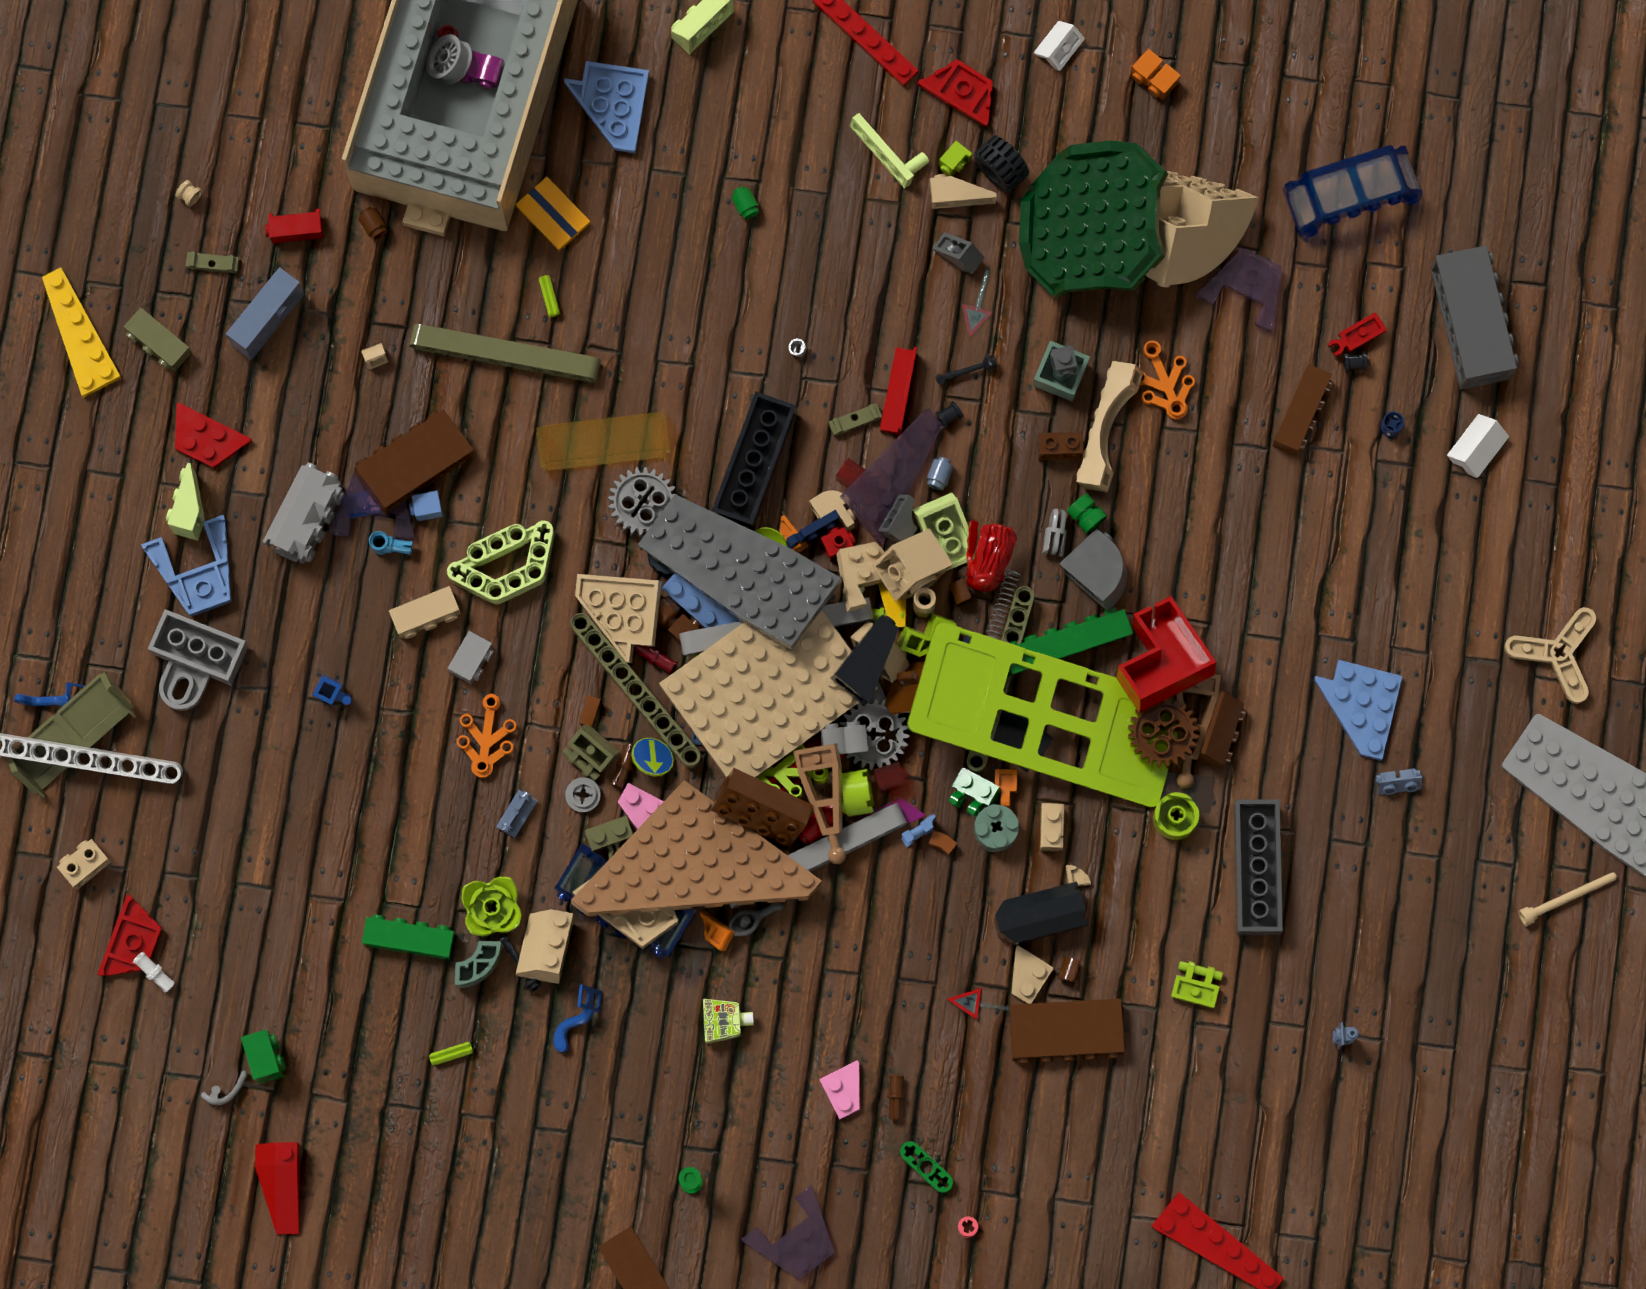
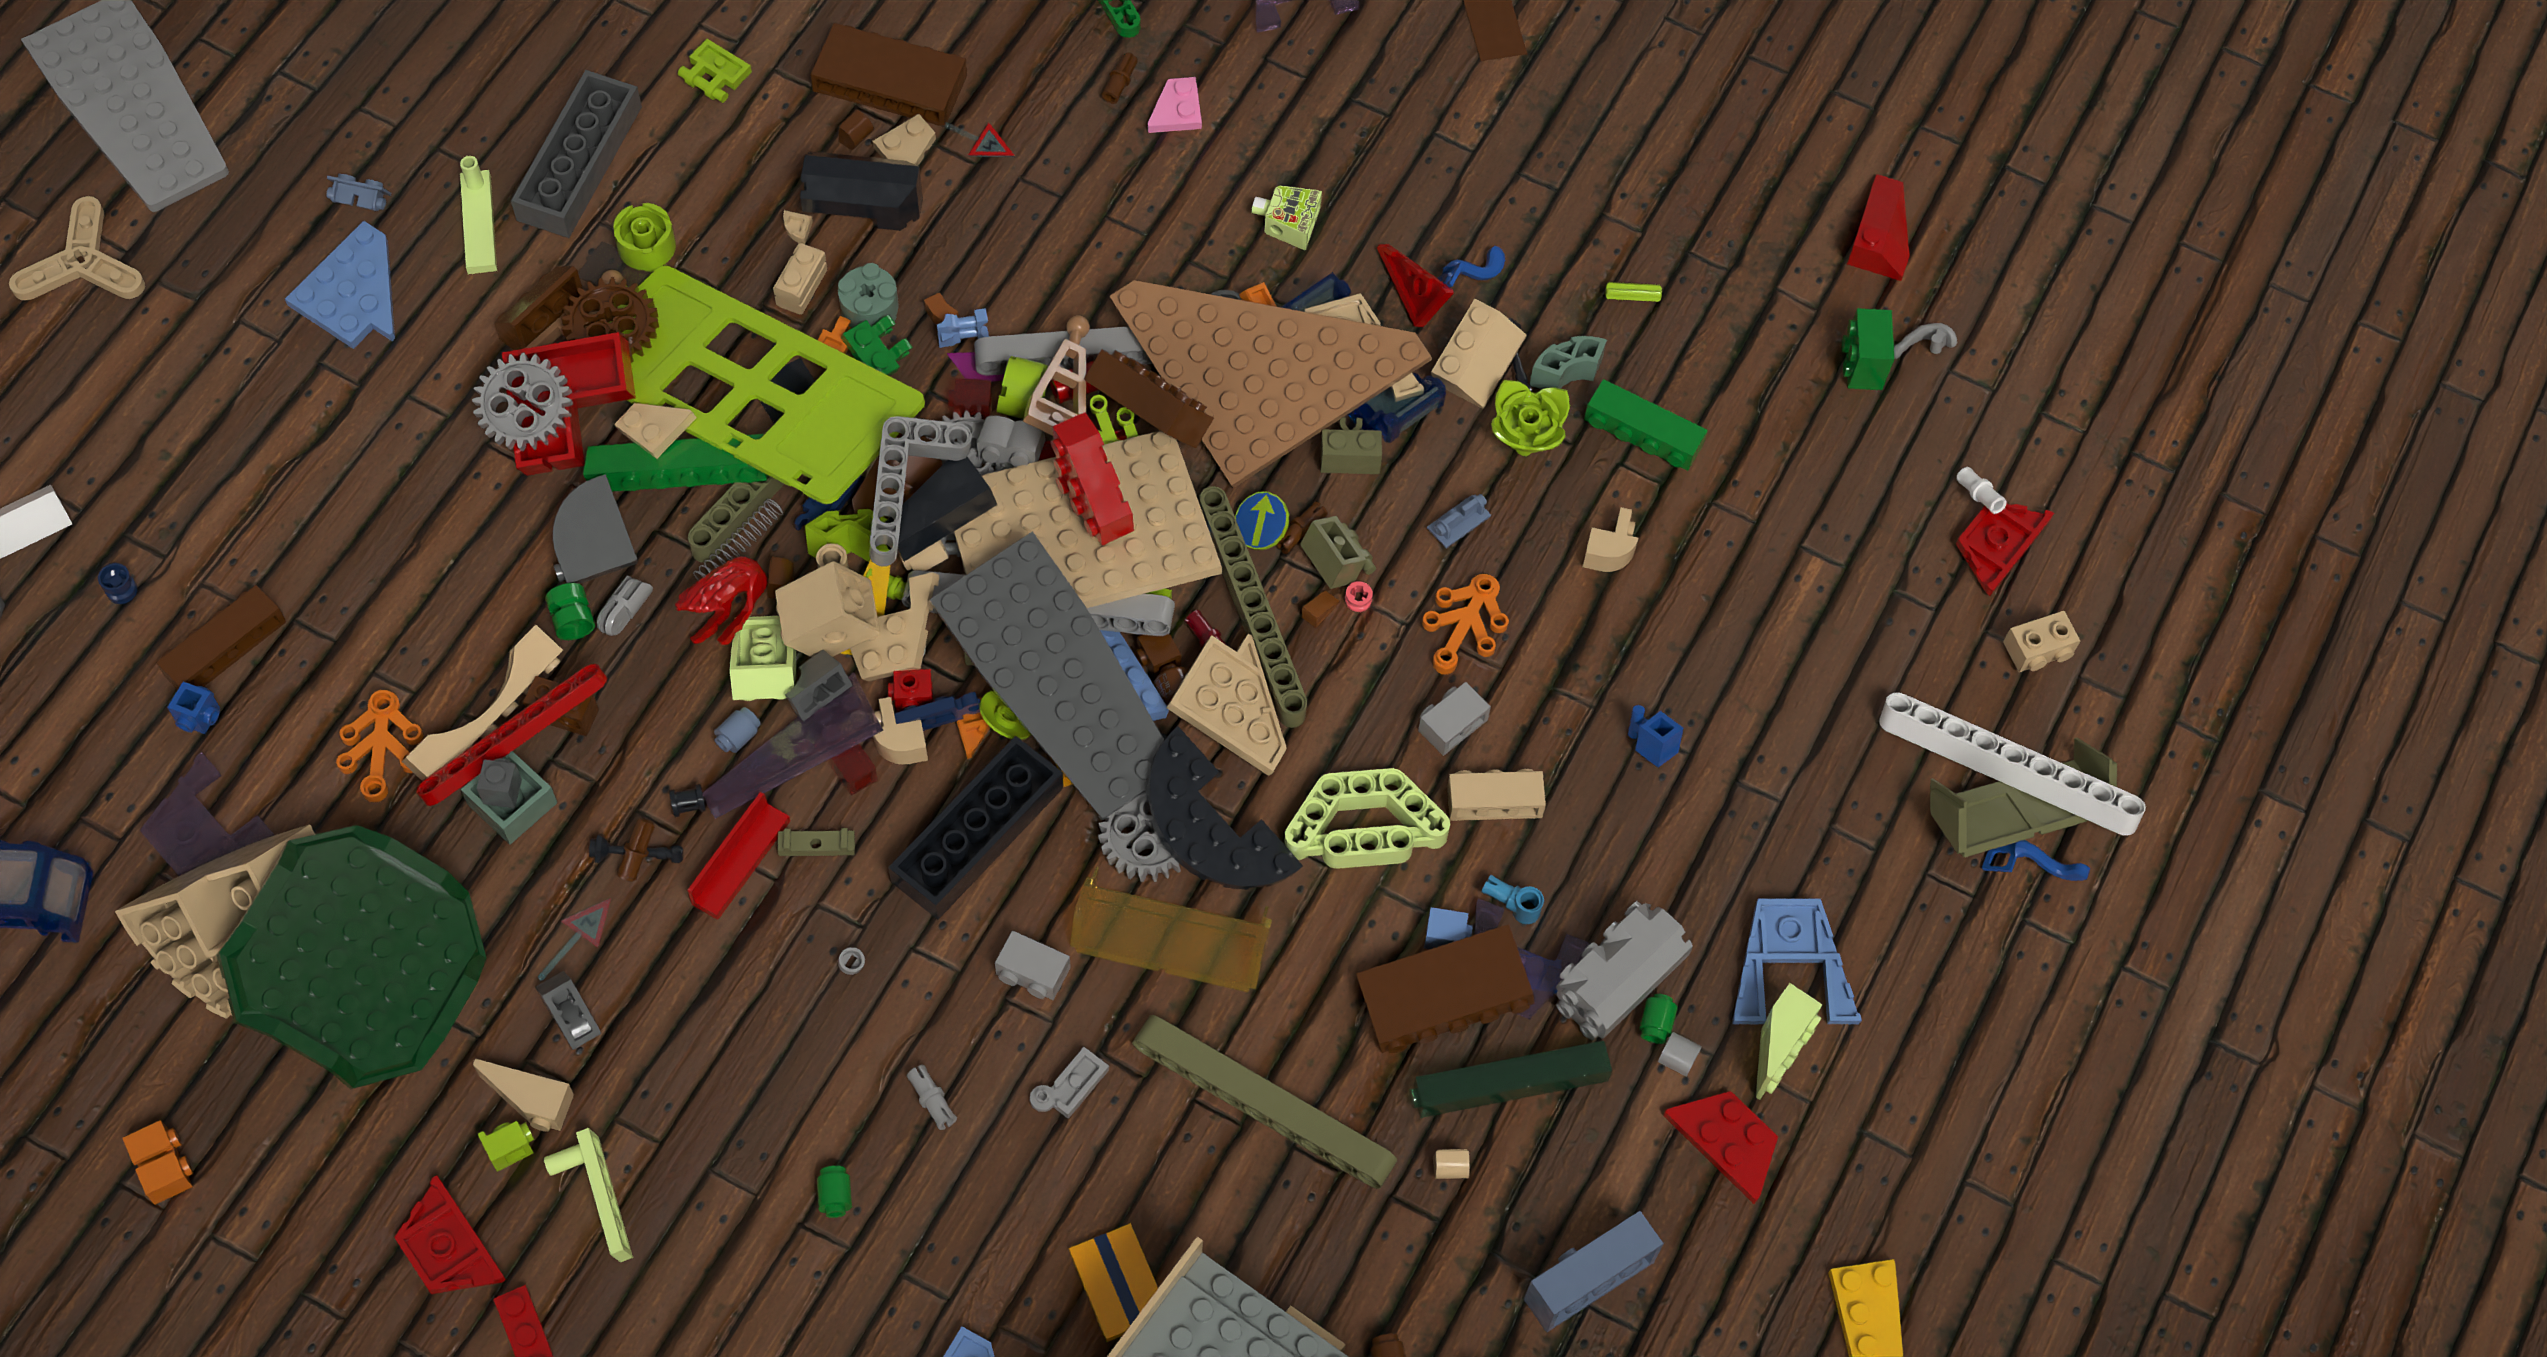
camera: 165 degrees left, 15 degrees down
(157, 340) = (1762, 1299): olive brick -> none
(194, 654) = (1823, 846): light grey brick -> none
(251, 481) = (1679, 1054): none -> light grey brick
(272, 496) = (1658, 1019): none -> green brick
(354, 422) = (1511, 1079): none -> clear green brick
(400, 827) = (1612, 550): none -> tan brick
(549, 296) = (1170, 1162): lime axle -> none
(571, 724) = (1358, 606): none -> coral bush
(575, 787) = (1360, 503): light grey gear -> none
(606, 986) = (1418, 288): none -> red wing
(609, 504) = (1198, 834): none -> black plate
(627, 320) = (1071, 1086): none -> light grey hinge
(638, 804) = (1298, 476): bright pink wing -> none
(682, 385) = (1032, 966): none -> light grey brick
(690, 1180) = (1397, 42): green wheel -> none
(711, 281) = (931, 1097): none -> light grey pin
(766, 699) = (1090, 479): none -> red brick
(899, 652) = (895, 476): none -> light grey beam
(963, 364) = (636, 850): none -> reddish brown axle
(1001, 163) = (443, 1098): black tyre -> none
(1060, 44) = (270, 1263): white panel -> none
(1066, 405) = (512, 734): none -> red beam
(1091, 655) = (654, 426): none -> tan wing
(1181, 648) = (536, 380): none -> light grey gear
(1294, 349) = (194, 708): none -> blue brick
(1303, 792) = (477, 217): none -> yellowish green piece
(1355, 362) = (117, 676): black bush -> none
(1358, 334) = (92, 710): red plate -> none
(1529, 915) = (293, 12): tan piece -> none

